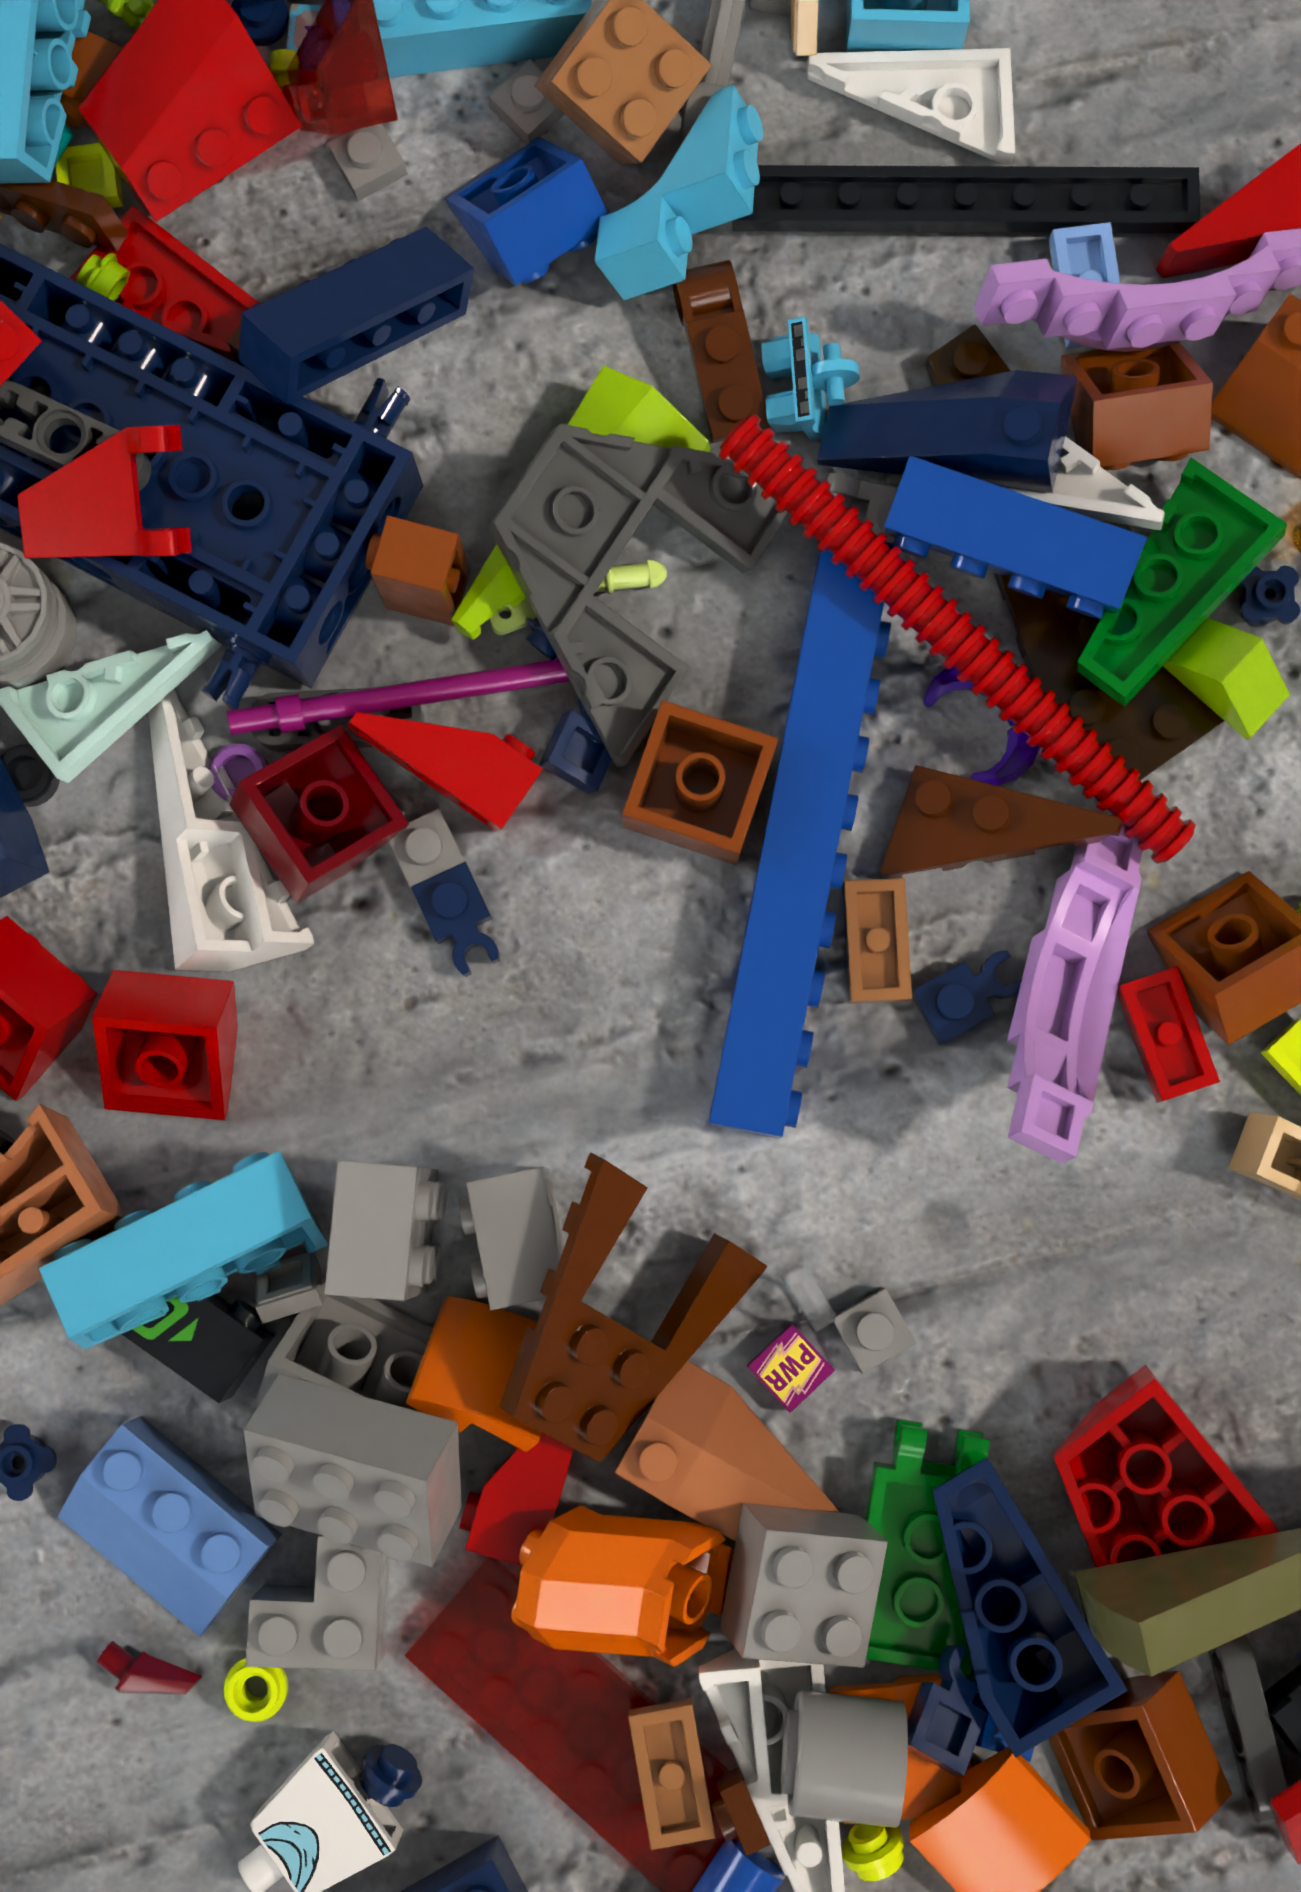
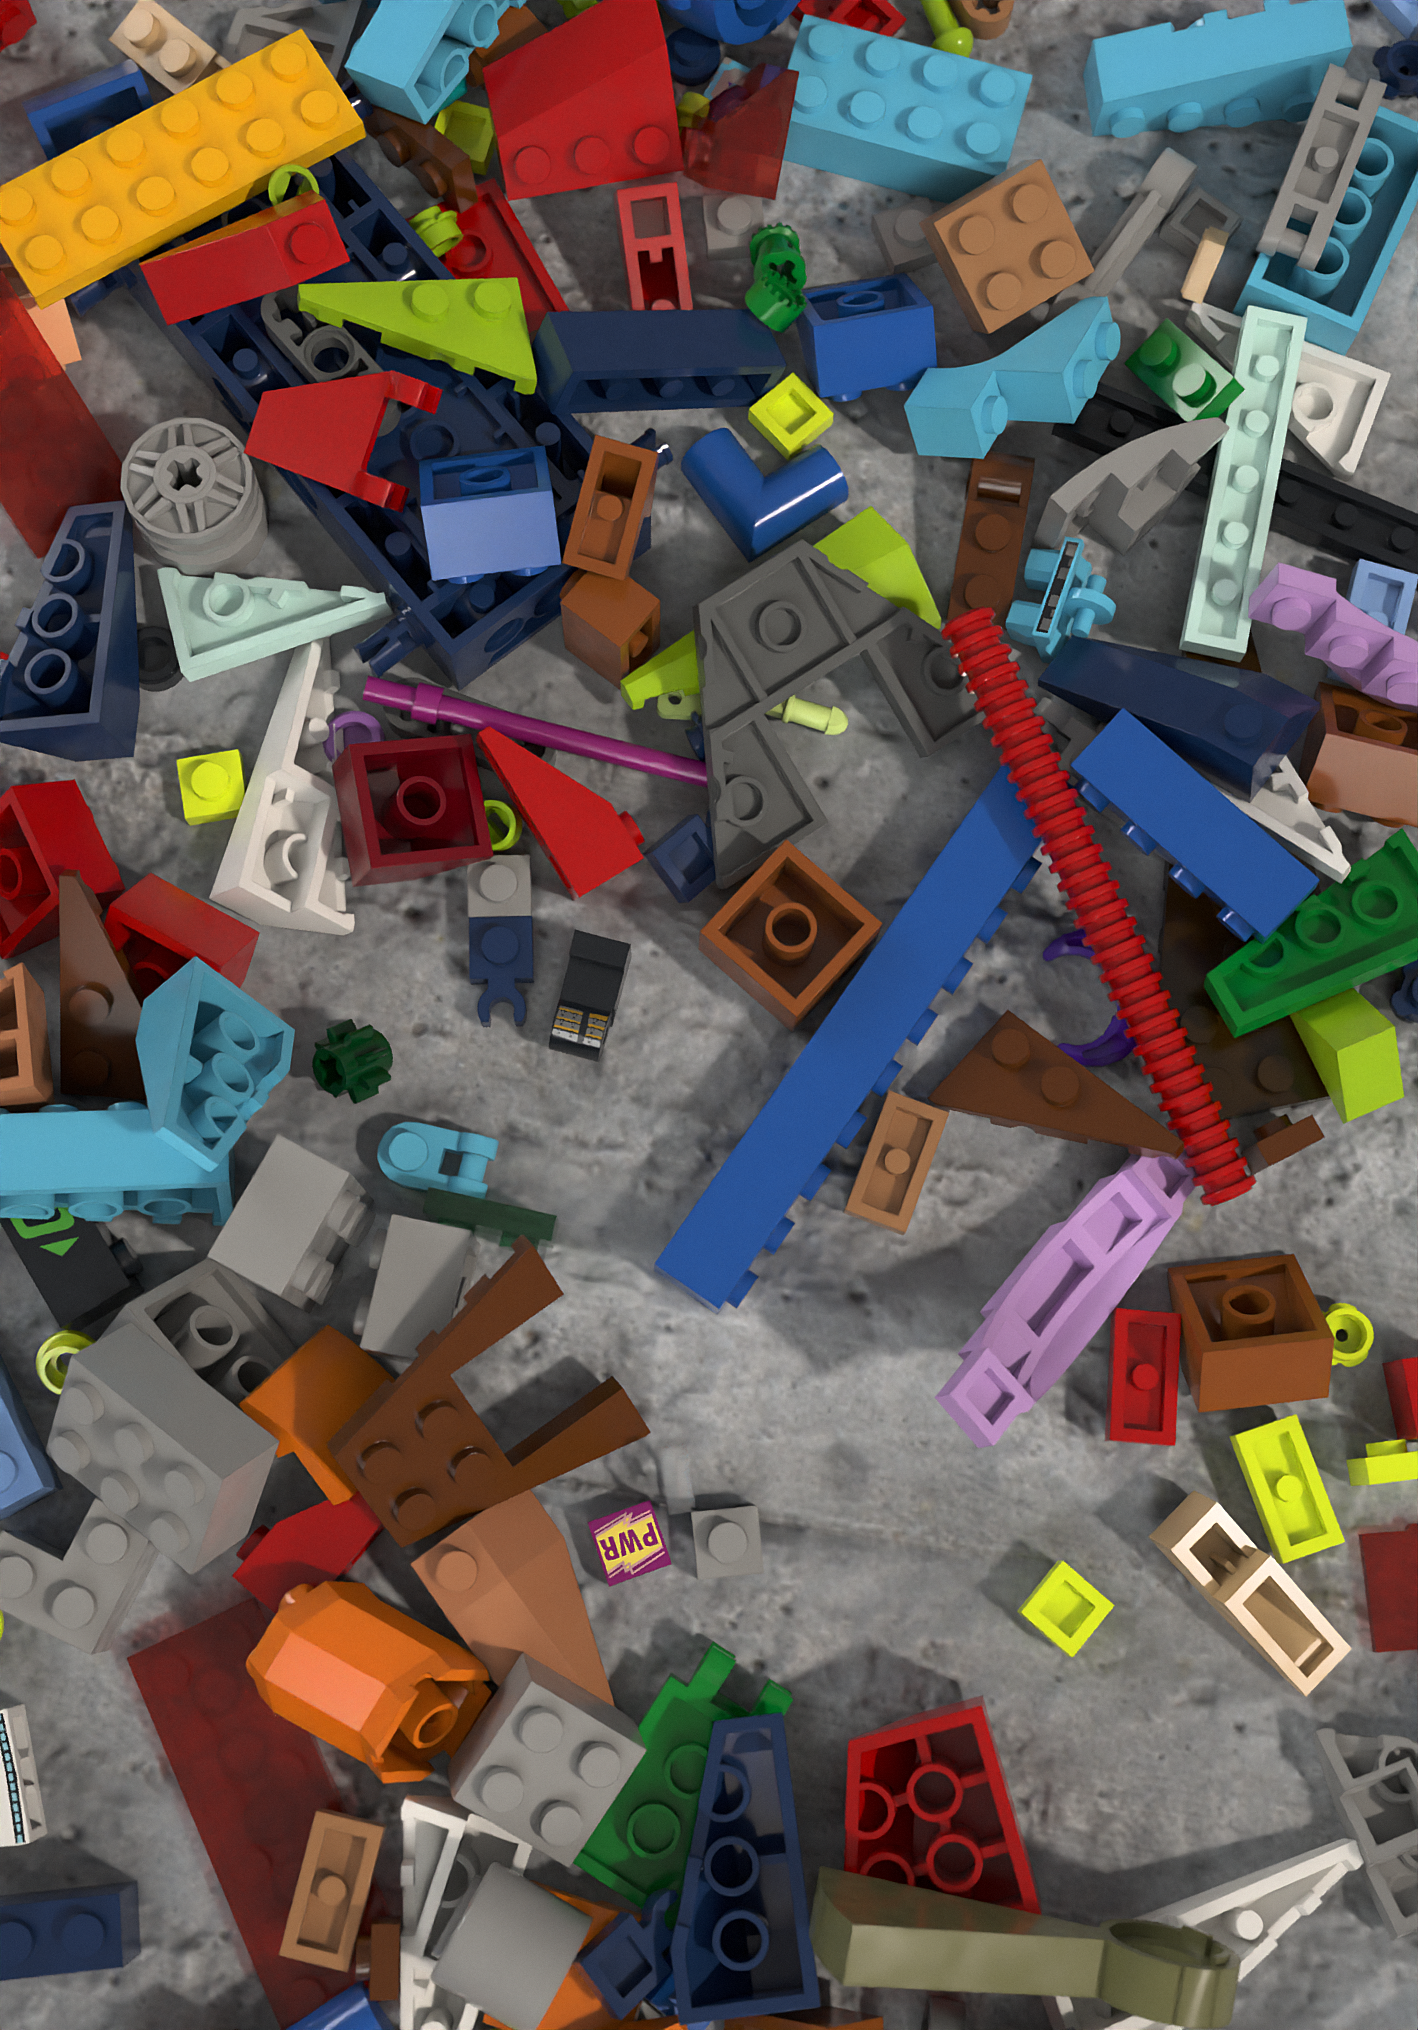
camera: 15 degrees right, 5 degrees down
(131, 867) = (212, 786): none -> neon yellow plate
(137, 1124) = (97, 1001): none -> reddish brown wing
(149, 359) = (444, 320): none -> lime wing
(222, 1436) = (48, 1359): none -> neon yellow plate
(244, 1120) = (208, 1061): none -> medium azure wedge
(272, 520) = (489, 514): none -> slope
(289, 1288) = (177, 1248): light grey tile -> none
(305, 211) = (653, 247): none -> red slope
(366, 1058) = (352, 1061): none -> dark green gear
(380, 468) = (611, 507): none -> dark orange slope
(390, 1774) = (59, 1769): dark blue plate -> none
(410, 784) = (511, 819): none -> lime hinge
(429, 188) = (778, 285): none -> green connector
(457, 1116) = (415, 1152): none -> medium azure plate
(495, 313) = (790, 416): none -> neon yellow plate
(501, 409) = (756, 508): none -> blue brick
(524, 1150) = (491, 1218): none -> clear green plate
(547, 910) = (589, 995): none -> black leg
(826, 250) = (1129, 487): none -> light grey slope
(830, 128) = (1183, 374): none -> green plate
(924, 203) = (1243, 485): none -> light aqua plate
(959, 999) = (951, 1255): dark blue plate -> none
(1184, 1260) = (1065, 1608): none -> neon yellow plate
(1199, 778) = (1281, 1140): none -> reddish brown plate

